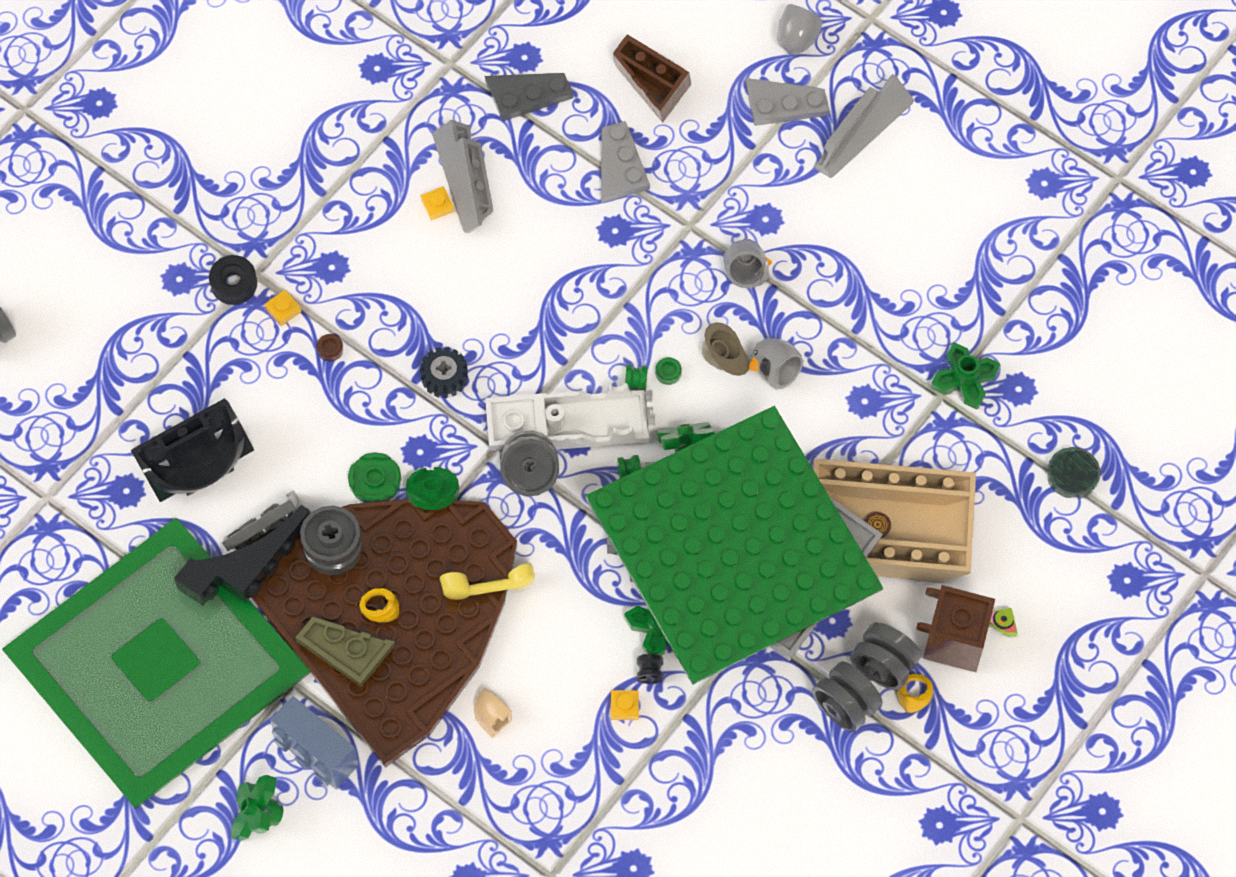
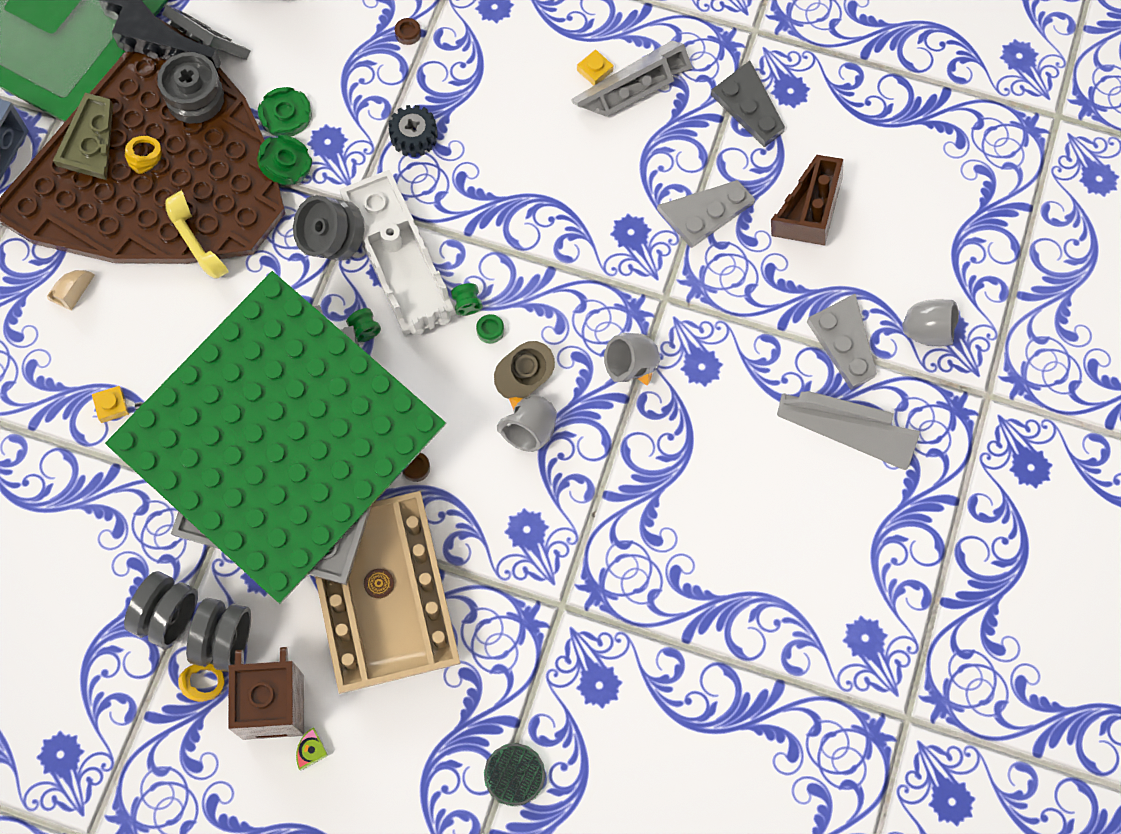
camera: 70 degrees right, 5 degrees up
(683, 435) = (410, 363): green plant -> none
(965, 374) = (598, 634): green plant -> none

